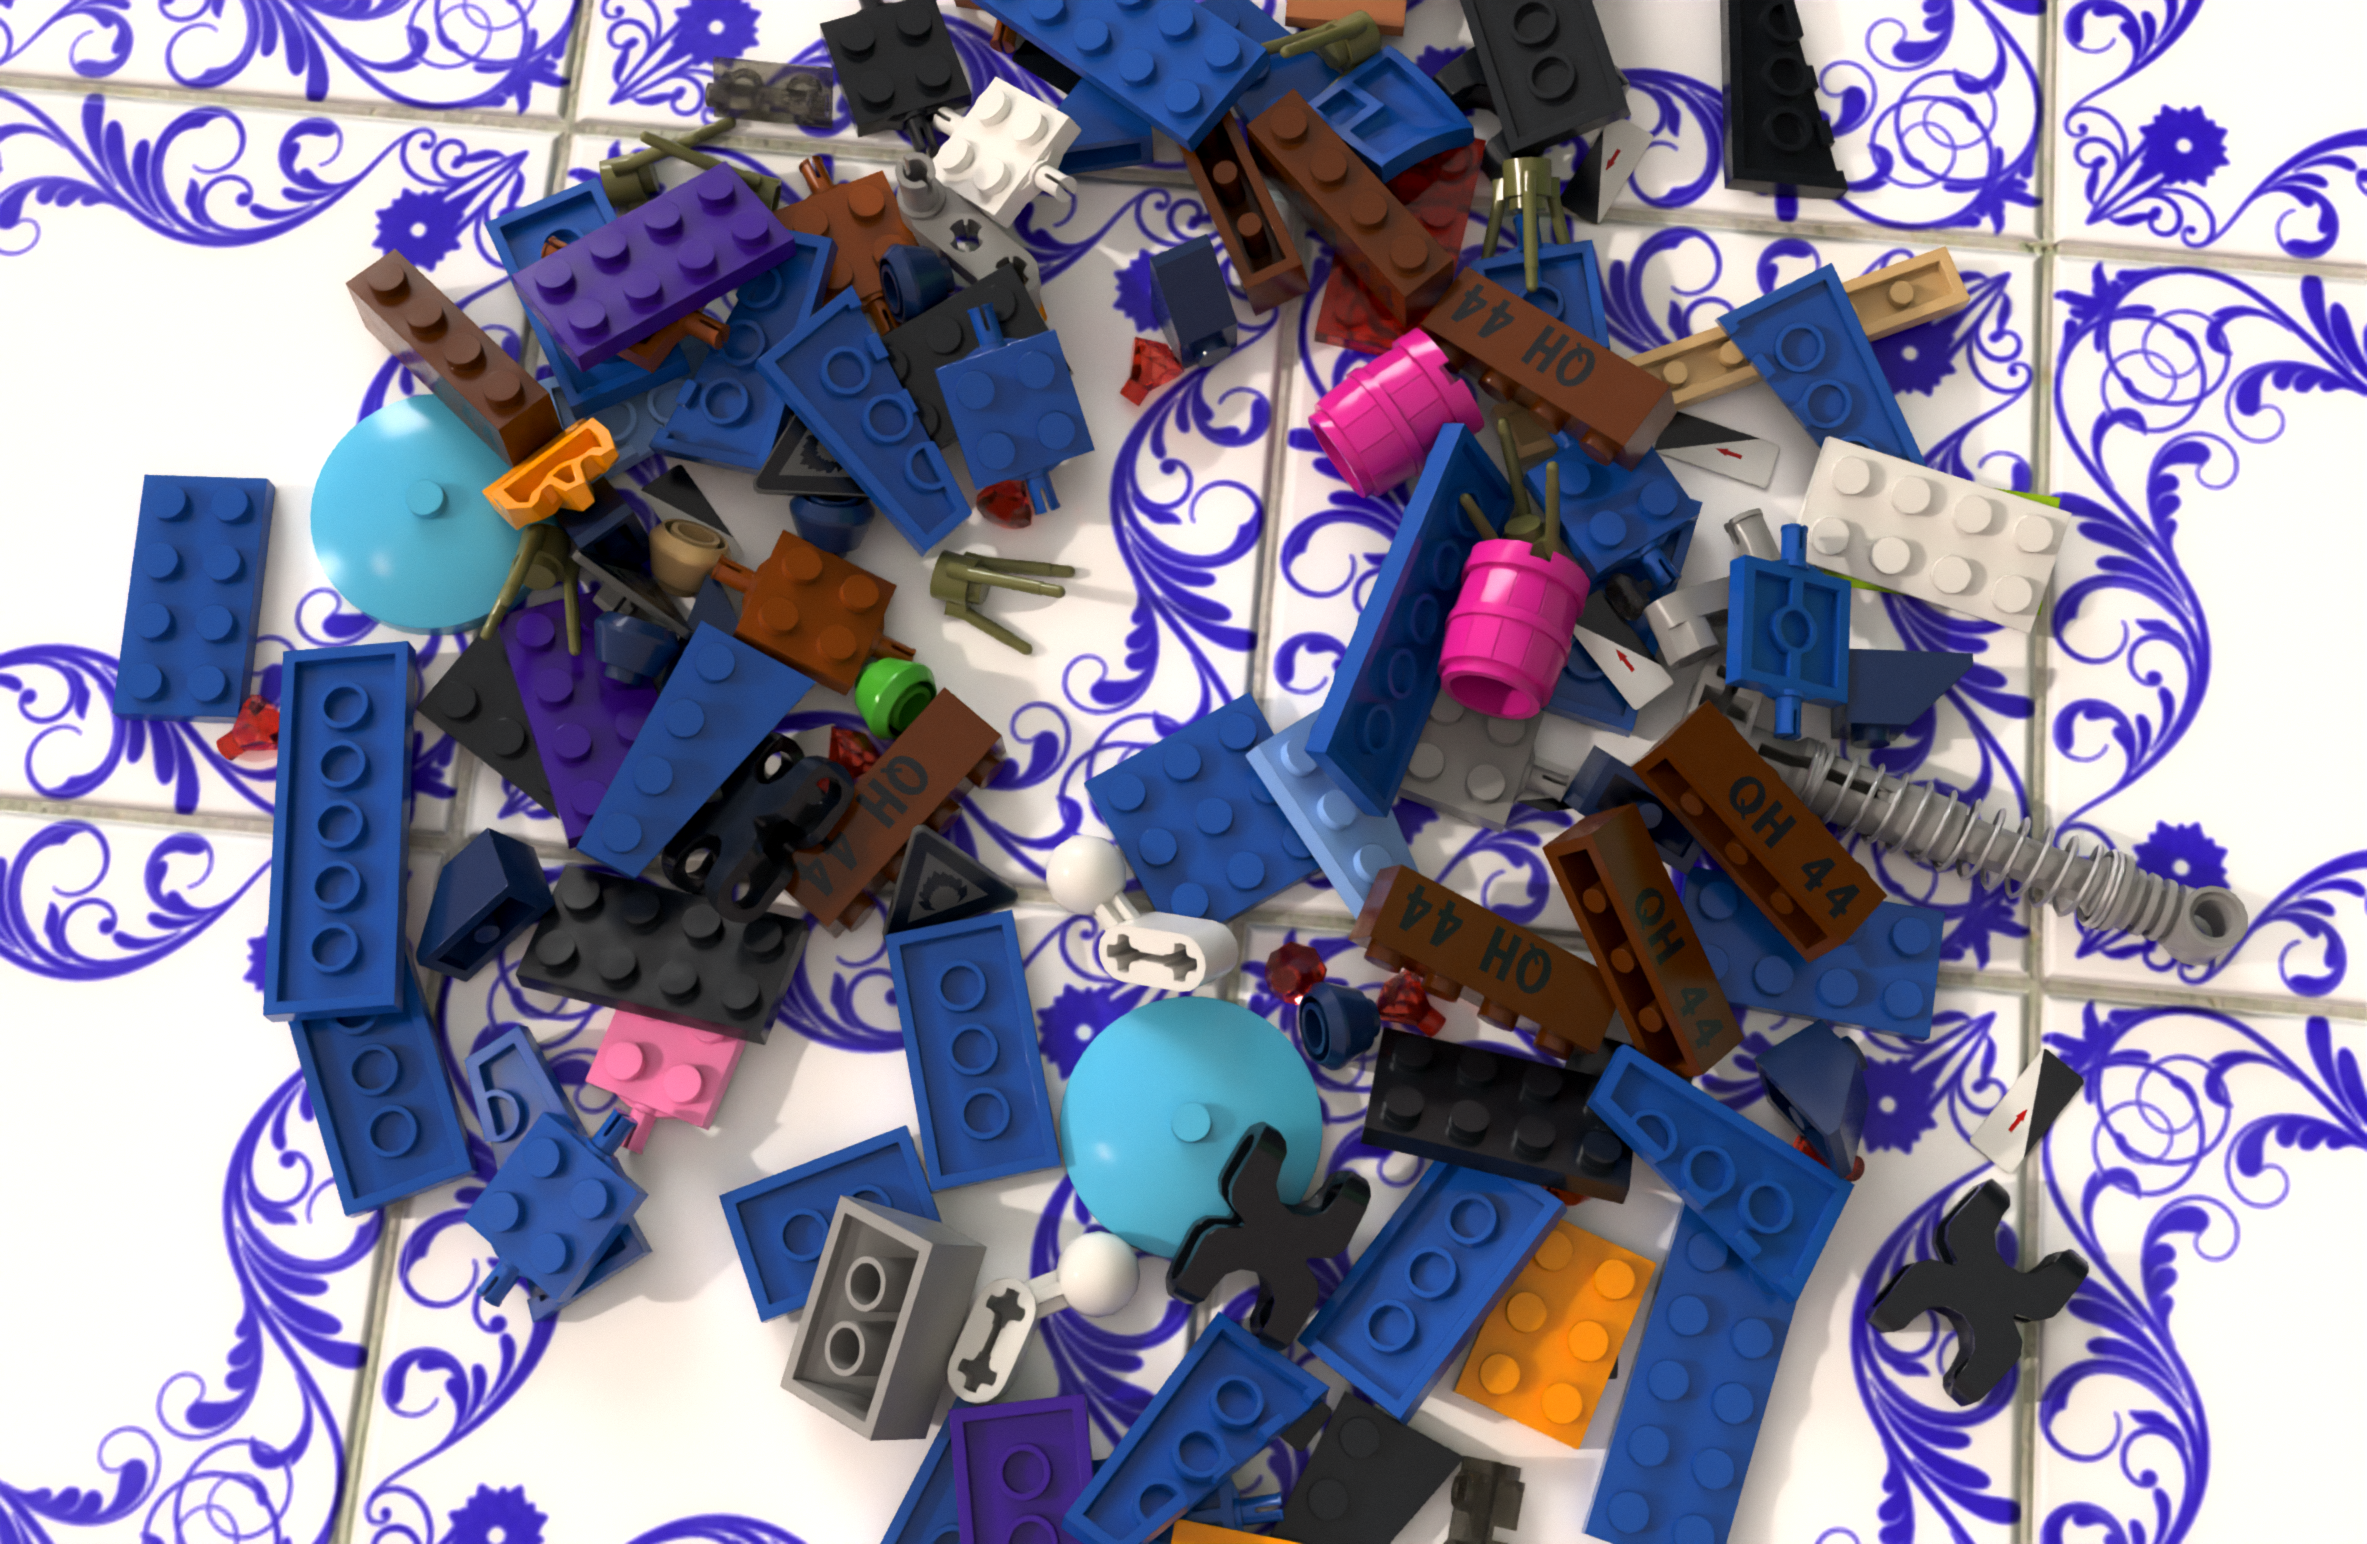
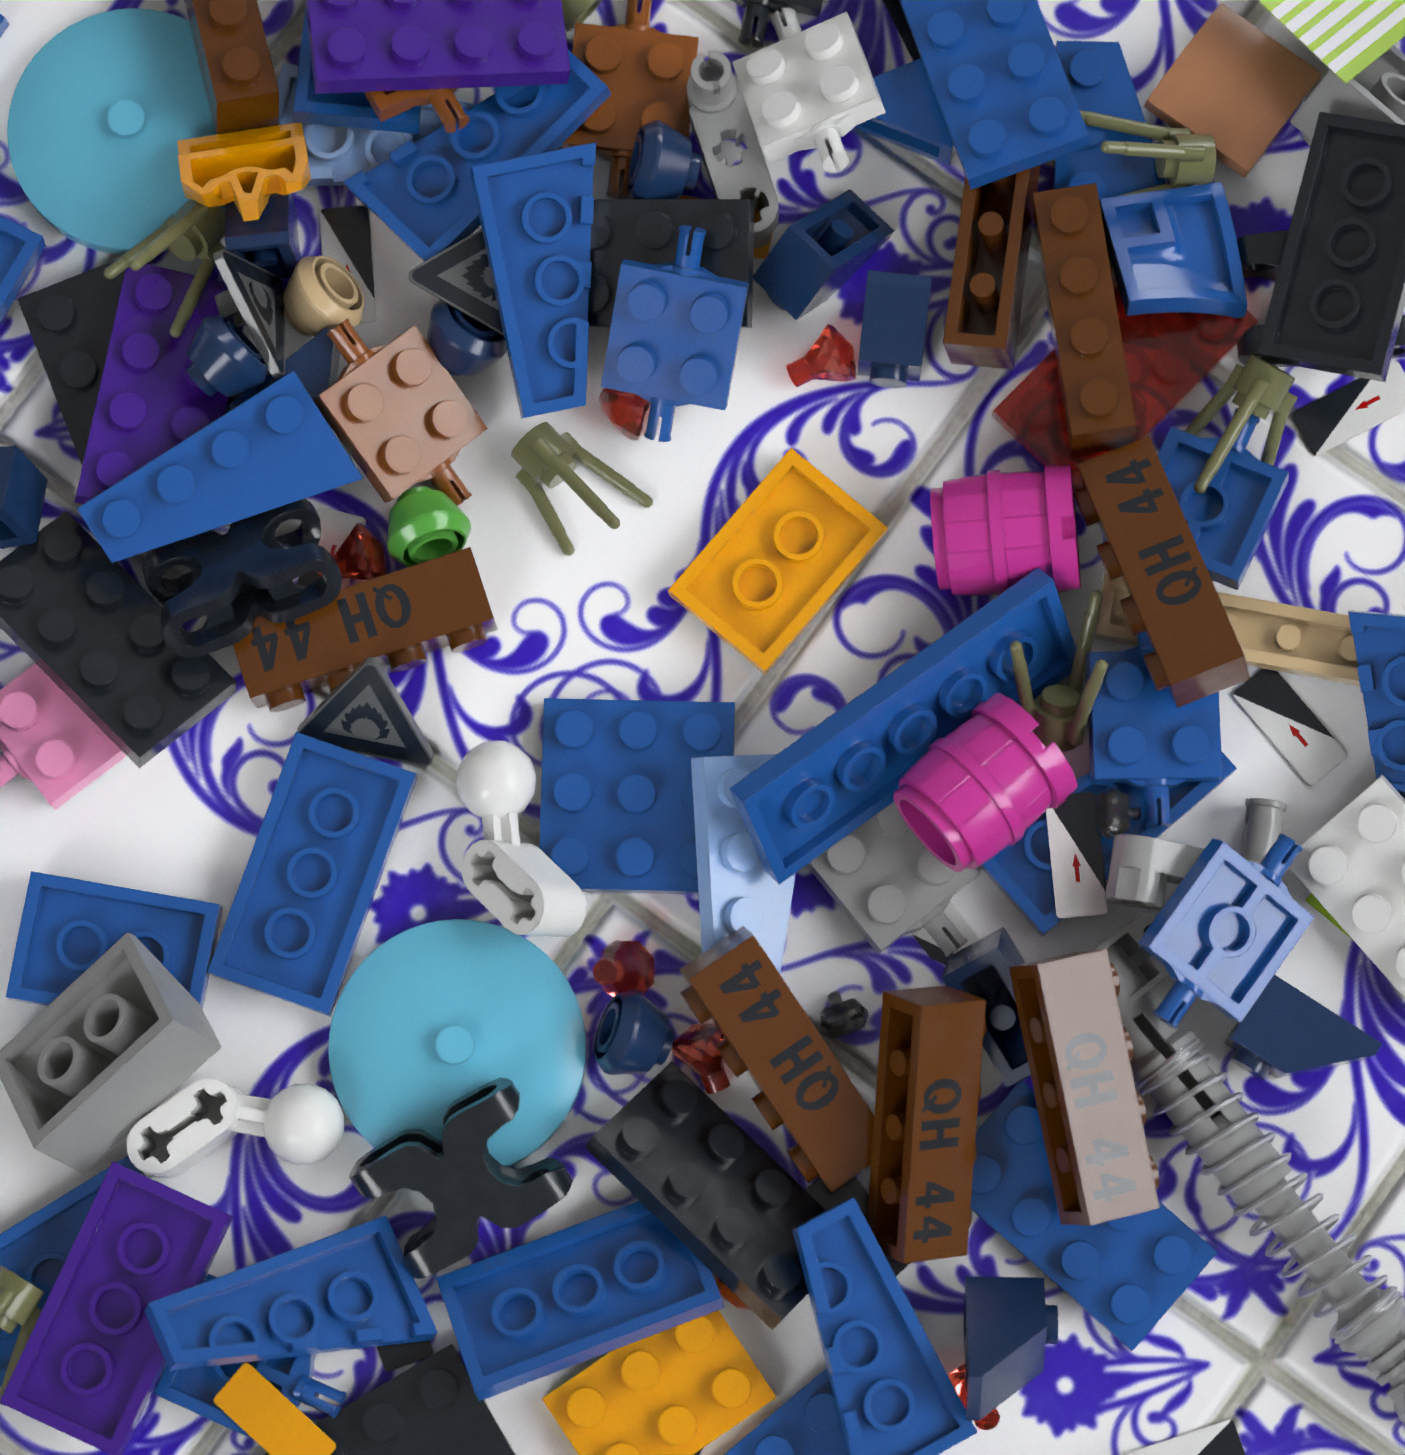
camera: 35 degrees right, 5 degrees up
(1093, 286) = (821, 253): none -> dark blue slope
(1212, 555) = (778, 561): none -> light orange plate
(1507, 900) = (842, 1016): none -> clear smoke rock

